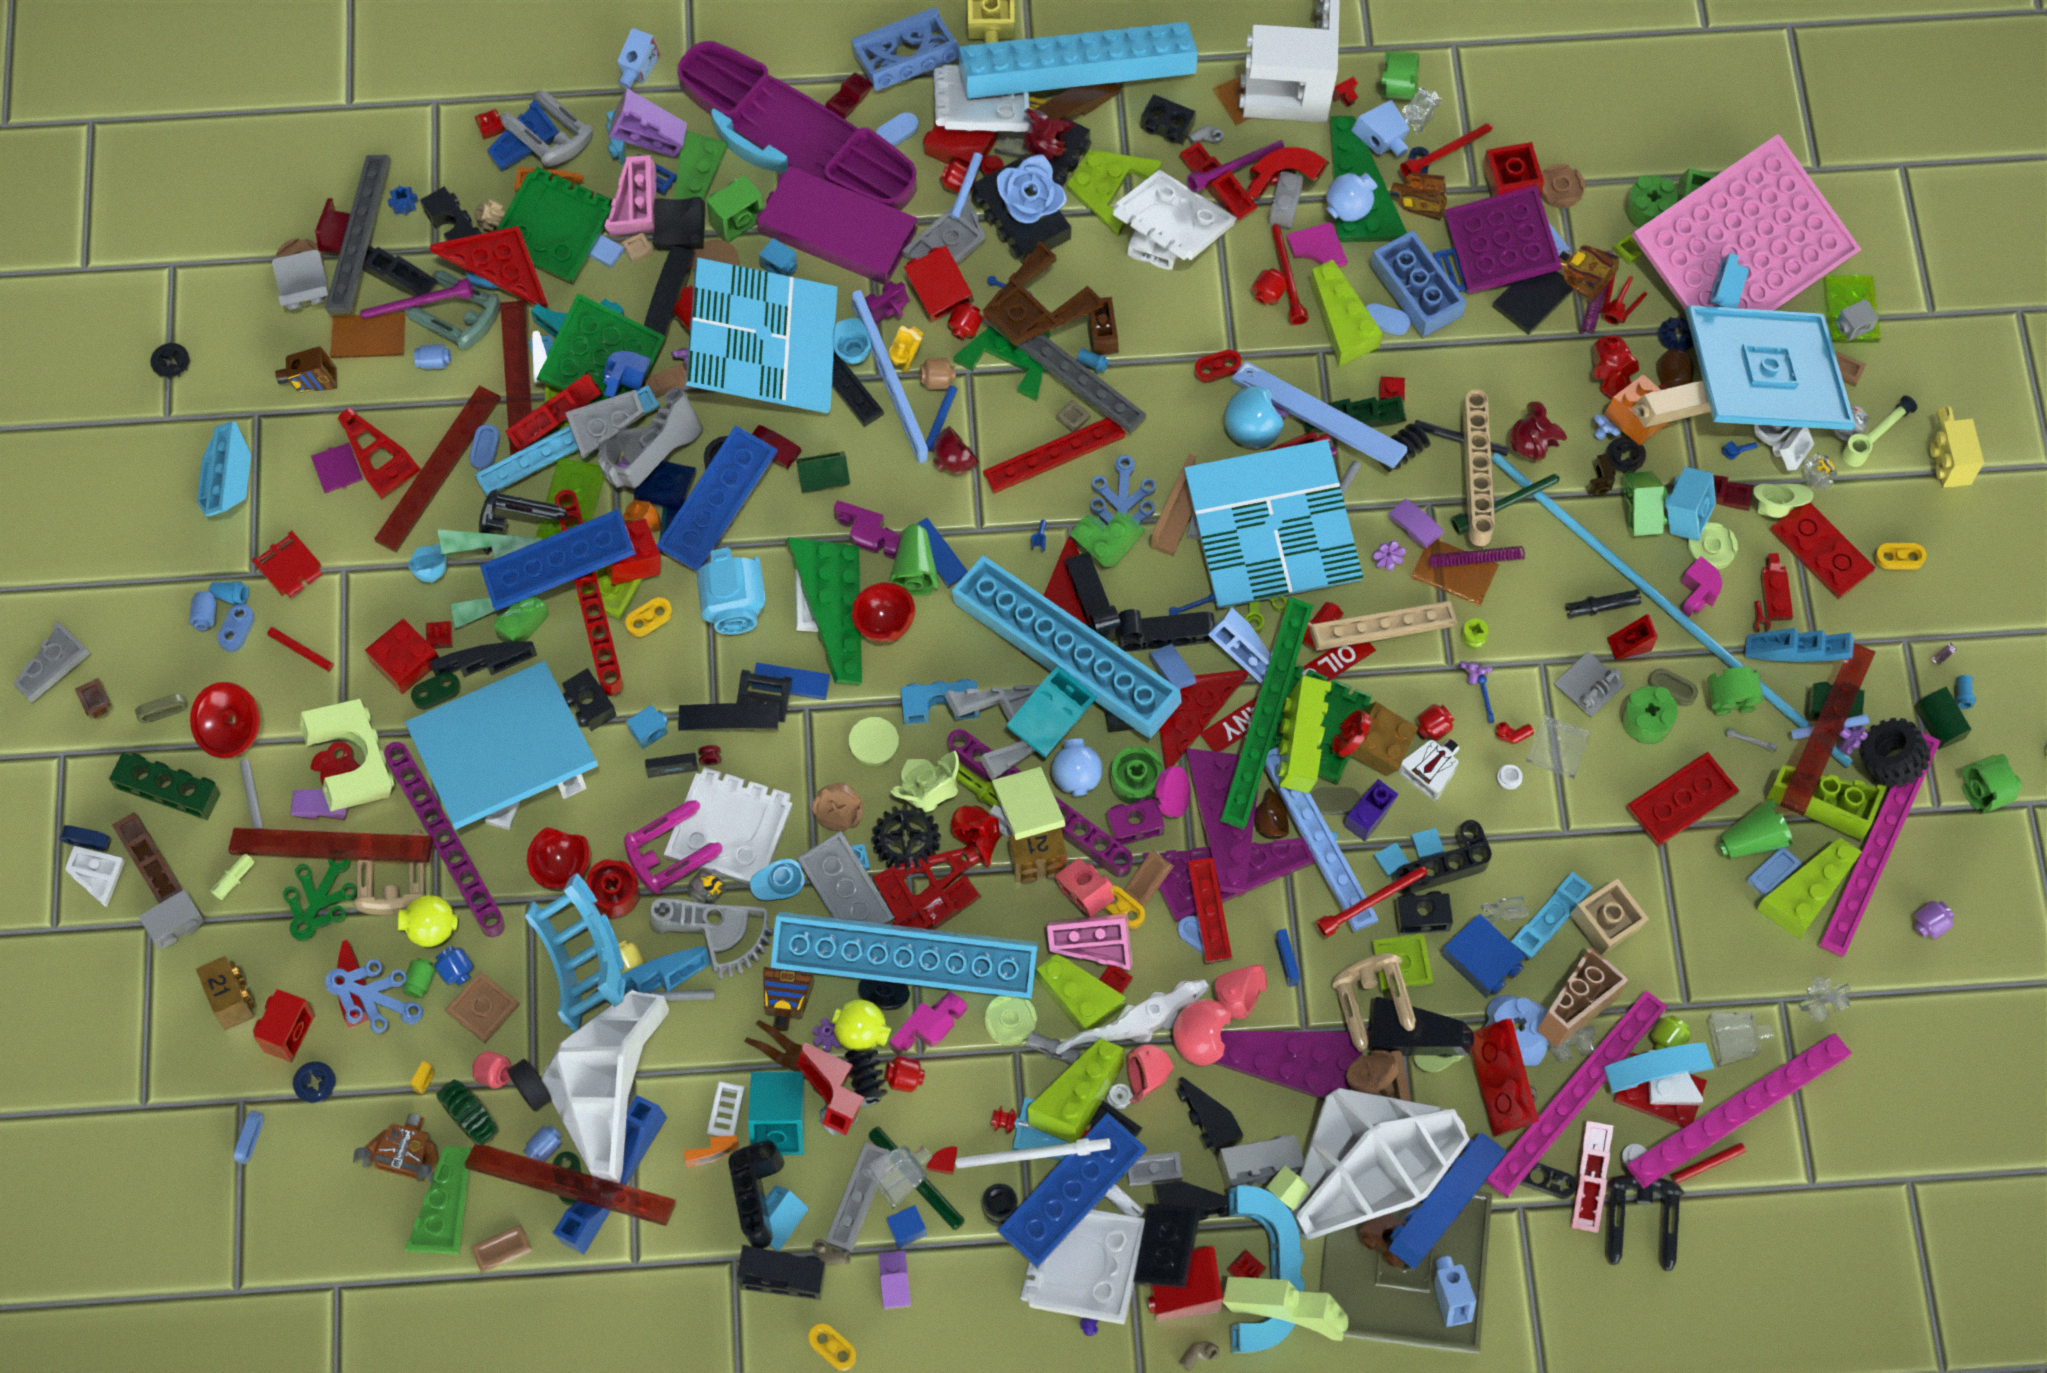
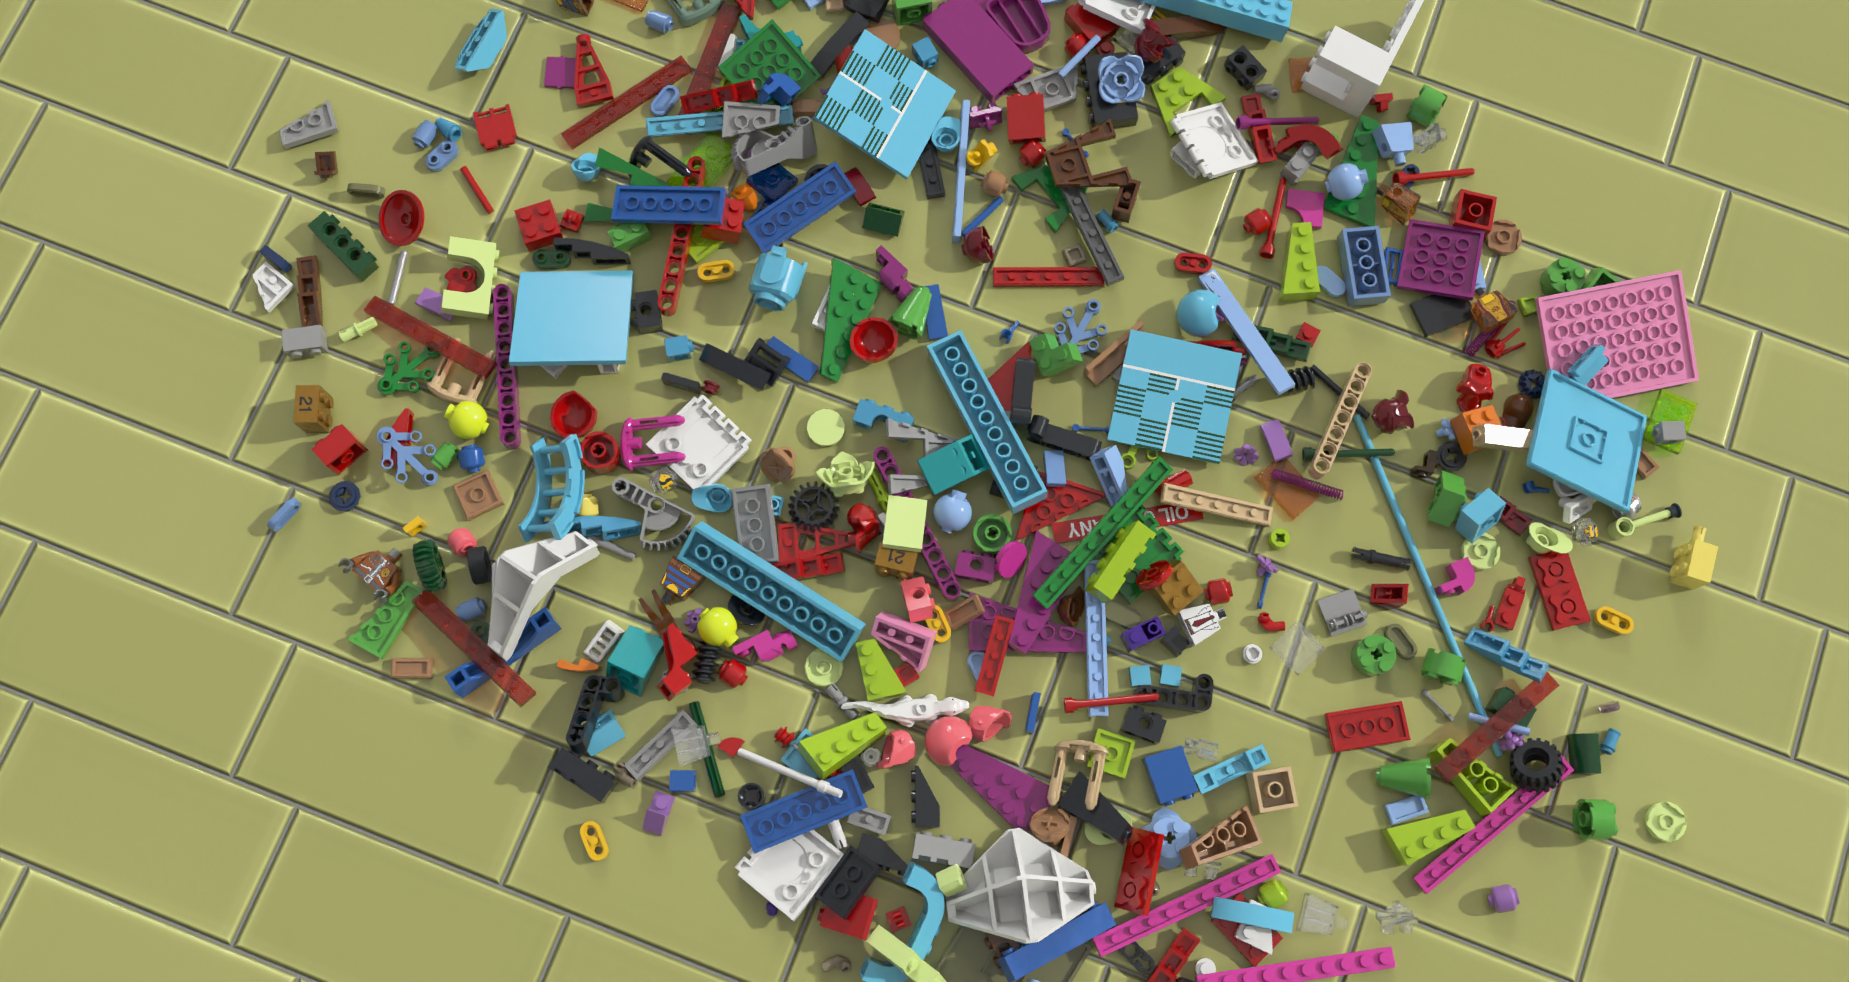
camera: 20 degrees right, 10 degrees up
(1412, 803) = (1174, 641): none -> black panel

